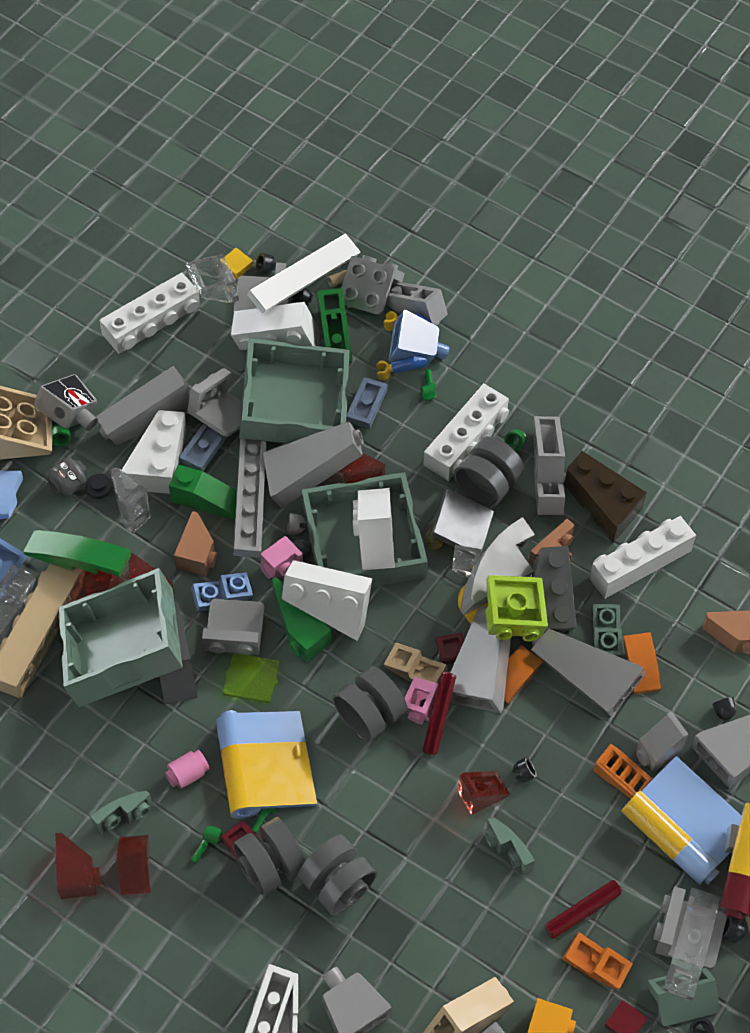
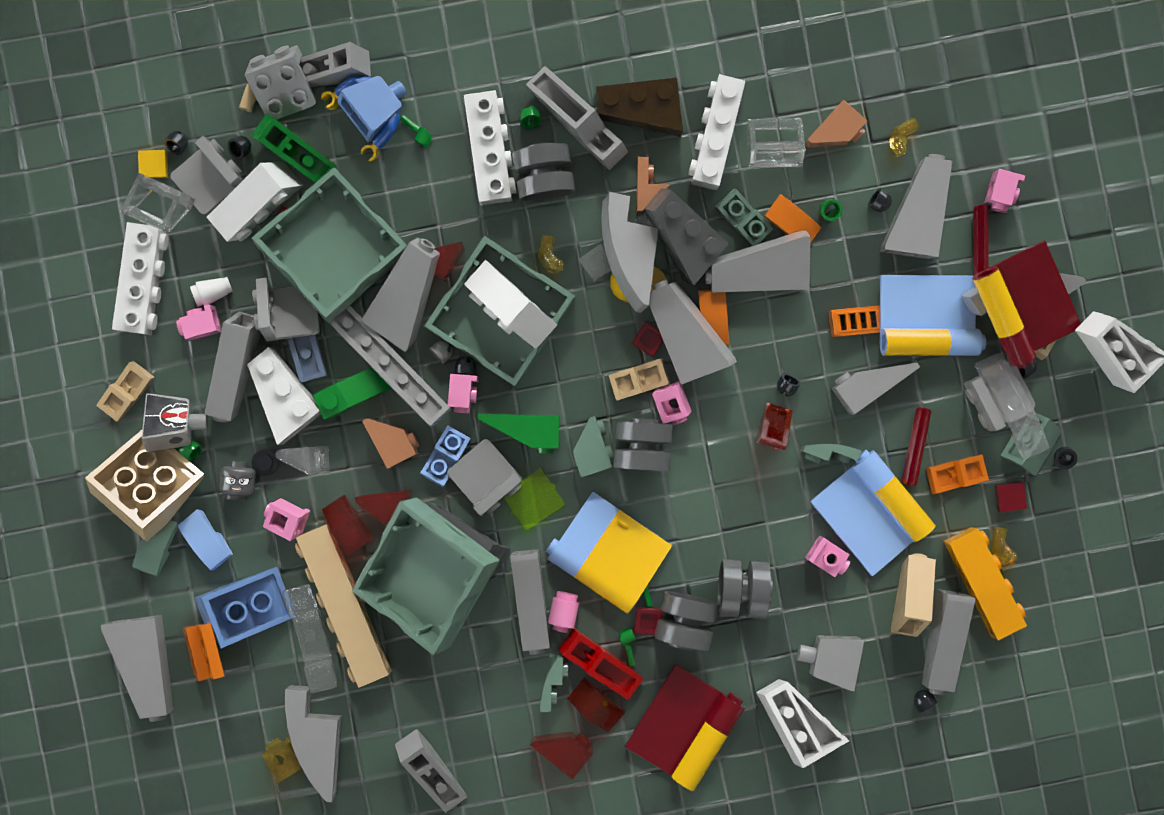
camera: 45 degrees left, 30 degrees up
(55, 367) = (125, 391): none -> tan slope
(69, 522) = (285, 519): none -> bright pink brick
(77, 551) = (322, 541): green slope -> none
(153, 364) = (199, 323): none -> bright pink brick
(171, 834) = (600, 663): none -> red slope
(173, 733) = (530, 600): none -> light grey slope
(182, 944) = (685, 726): none -> dark red door
(186, 357) = (210, 290): none -> white cone
(303, 273) = (225, 129): white tile -> none
(328, 677) = (591, 451): none -> sand green slope
(329, 596) = (532, 394): white wedge -> none
(366, 403) = (388, 195): sand blue plate -> none
(426, 910) = (819, 553): none -> bright pink brick
(439, 713) = (695, 403): dark red axle -> none
(461, 521) = (562, 232): tile -> none
(498, 925) = (872, 512): none -> light blue door
(515, 607) = (681, 278): lime plate -> none
(587, 825) = (864, 387): none -> light grey slope
(661, 743) = (866, 278): light grey slope -> none
(675, 607) = (776, 152): none -> clear tile
(679, 674) = (834, 213): none -> green hinge

